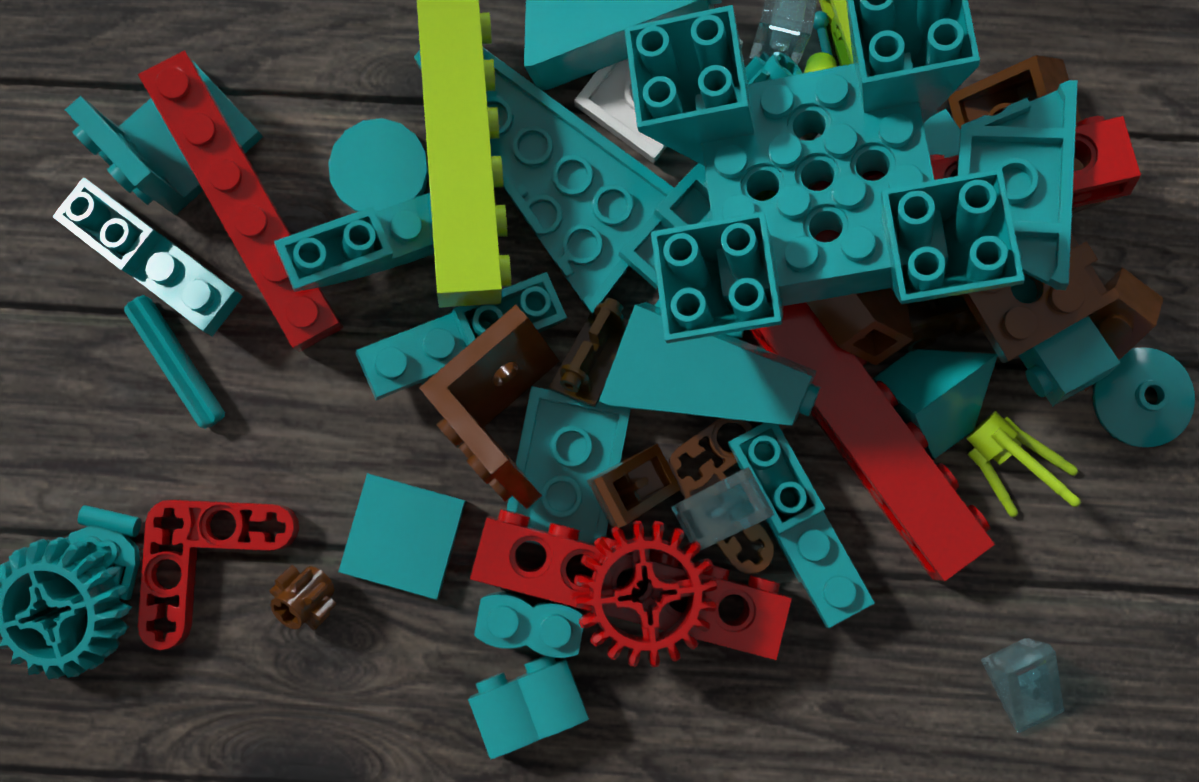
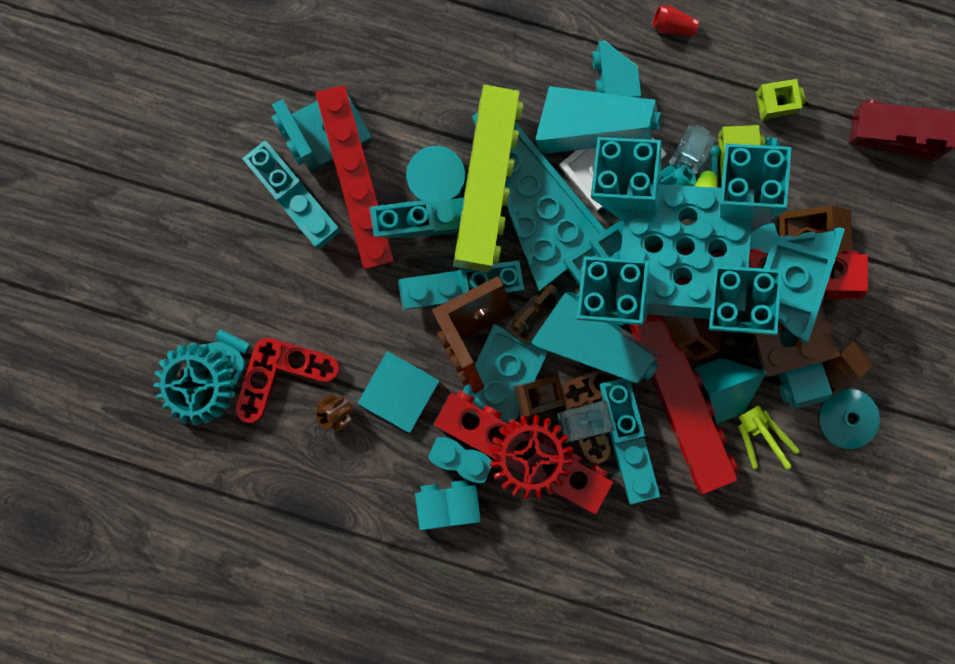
camera: 15 degrees right, 0 degrees up
(174, 361) = (291, 259): teal axle -> none
(1026, 682) = (736, 566): clear light blue slope -> none

